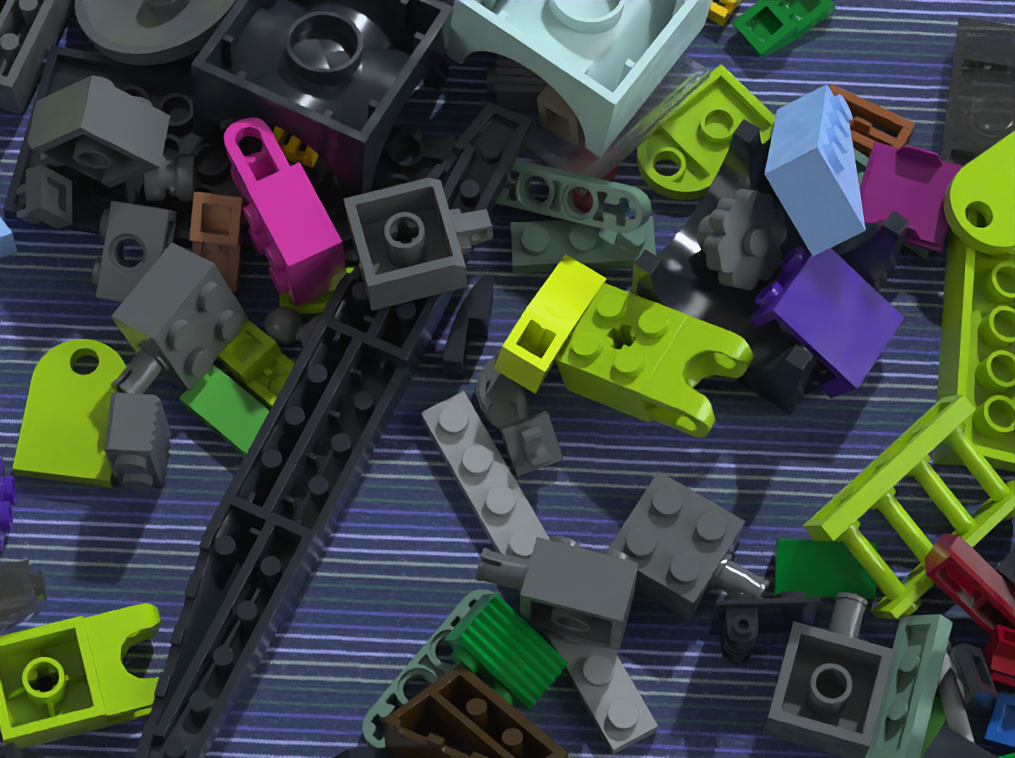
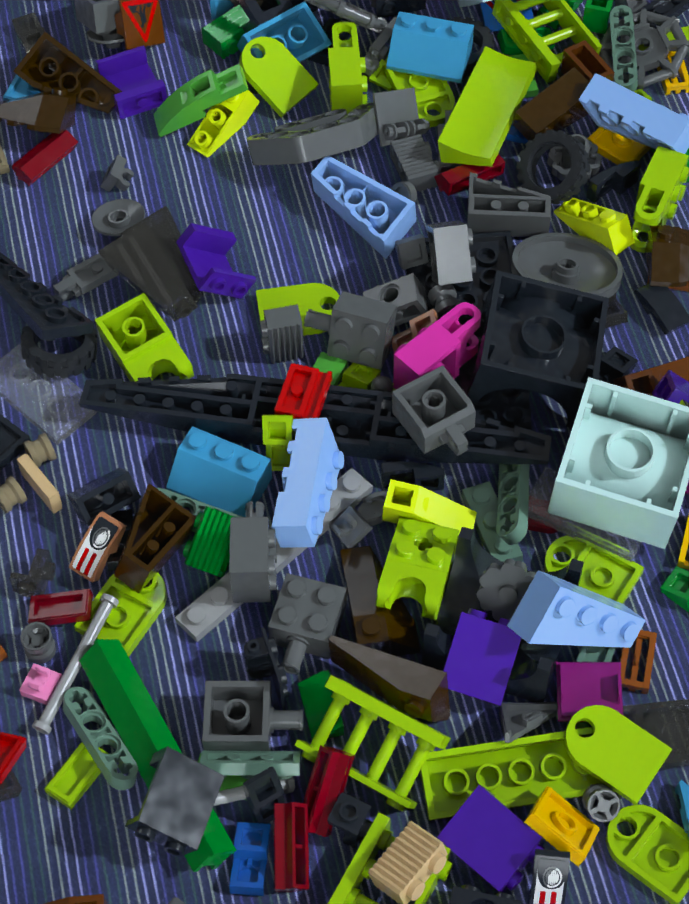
camera: 75 degrees right, 10 degrees down
(295, 432) = (303, 392): none -> red plate
(356, 502) = (276, 436): none -> lime slope
(370, 617) = (219, 472): none -> dark azure slope
(455, 477) = (307, 483): none -> light blue wedge
(633, 451) = (374, 626): none -> dark brown wedge
(847, 435) = (401, 682): none -> dark brown wedge
(923, 298) = (523, 717): none -> dark grey tile

